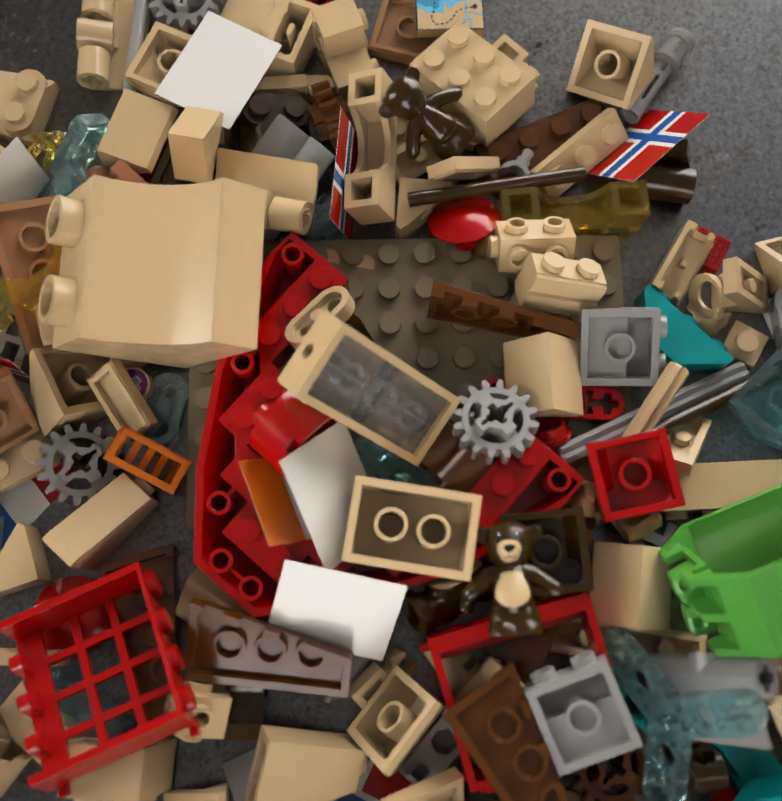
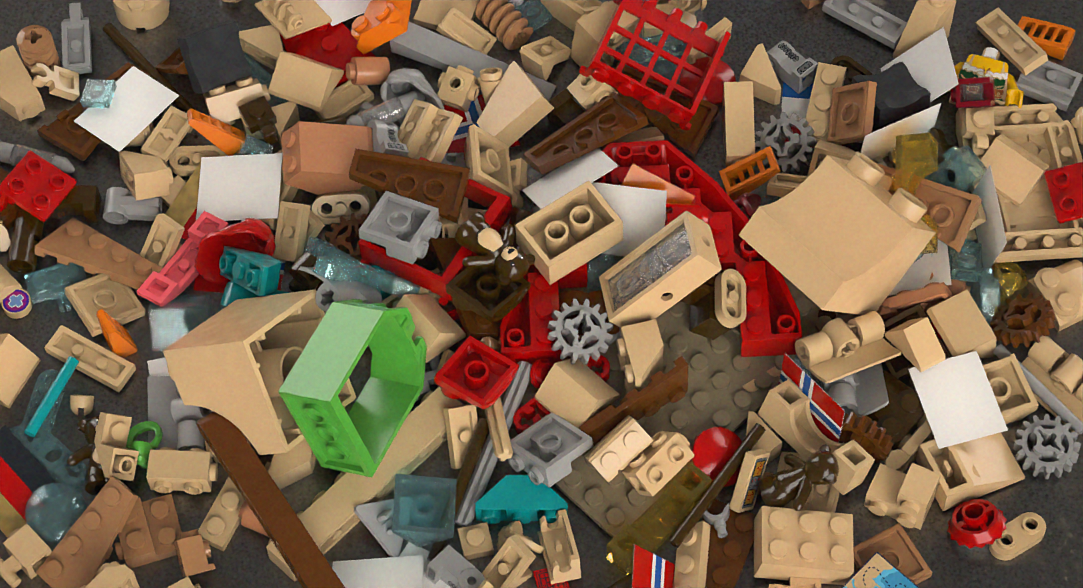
camera: 140 degrees right, 15 degrees down
(82, 89) = (1023, 320): none -> reddish brown gear
(183, 429) = (749, 202): none -> dark red piece
(452, 348) = (640, 353): none -> tan slope

